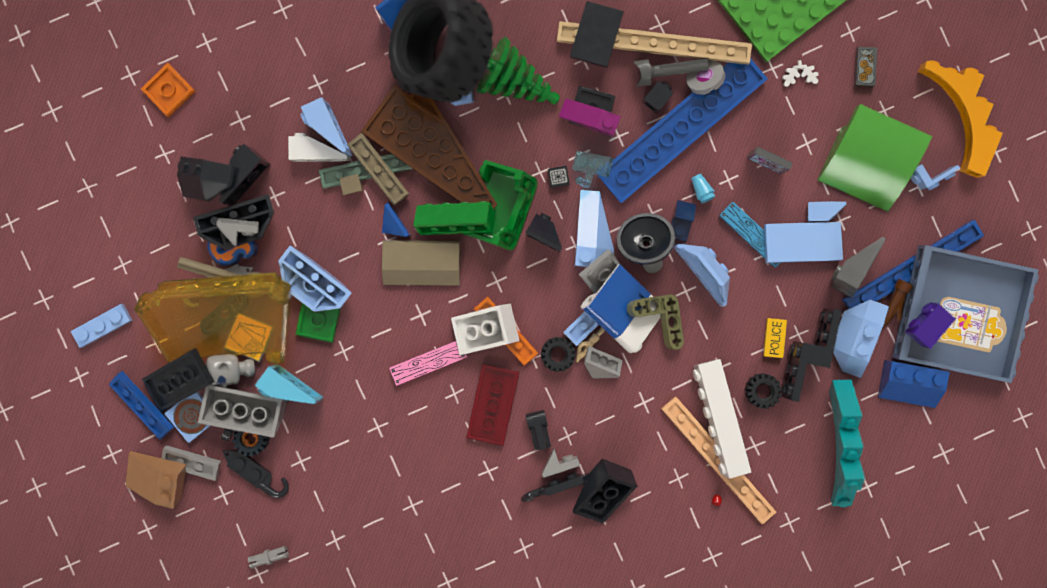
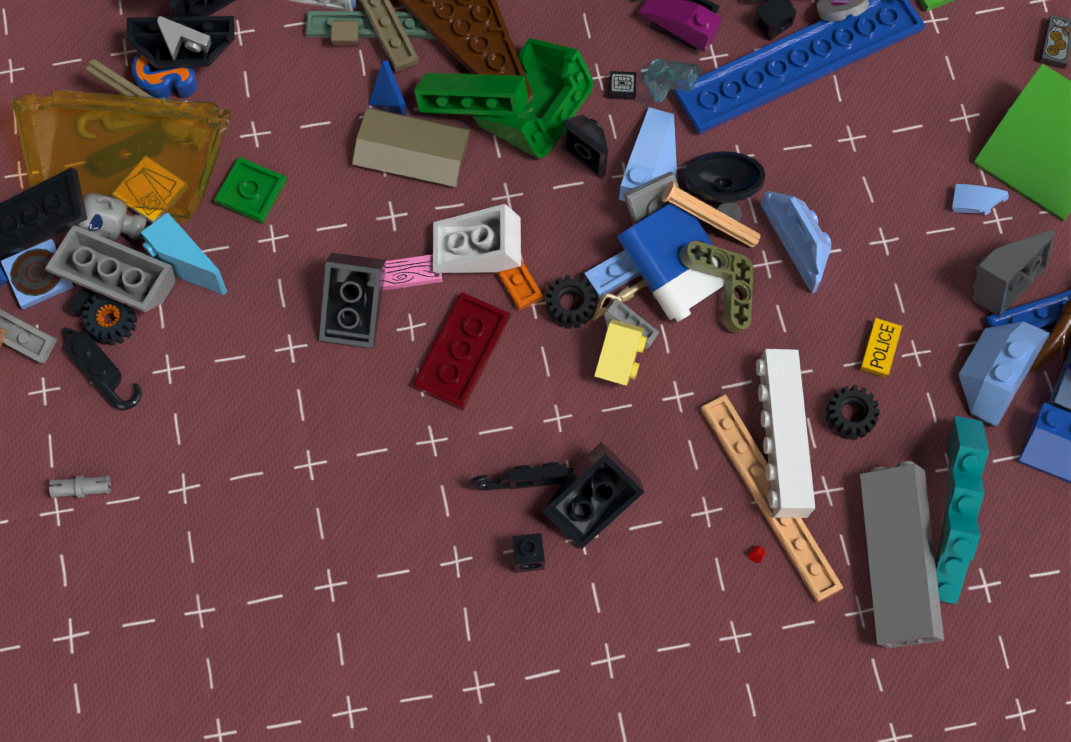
camera: 10 degrees right, 20 degrees down
(311, 282) = (257, 133): light blue wedge -> none
(410, 389) = (351, 299): none -> black slope
(538, 425) = (519, 390): black piece -> none
(555, 466) = (528, 447): light grey slope -> none
(569, 538) = (528, 552): none -> black brick
(600, 388) = (620, 351): none -> light yellow brick
(640, 272) = (710, 215): none -> light nougat axle
(682, 219) = (779, 170): dark blue slope -> none
(702, 189) = (814, 138): medium azure cone -> none
(746, 228) = (874, 210): dark azure tile -> none
(769, 160) = (910, 115): dark grey tile -> none
(803, 242) = (939, 230): light blue tile -> none
(805, 353) = (927, 370): black bracket -> none
(811, 77) = (961, 27): white animal -> none
(812, 487) = (901, 556): none -> light grey brick

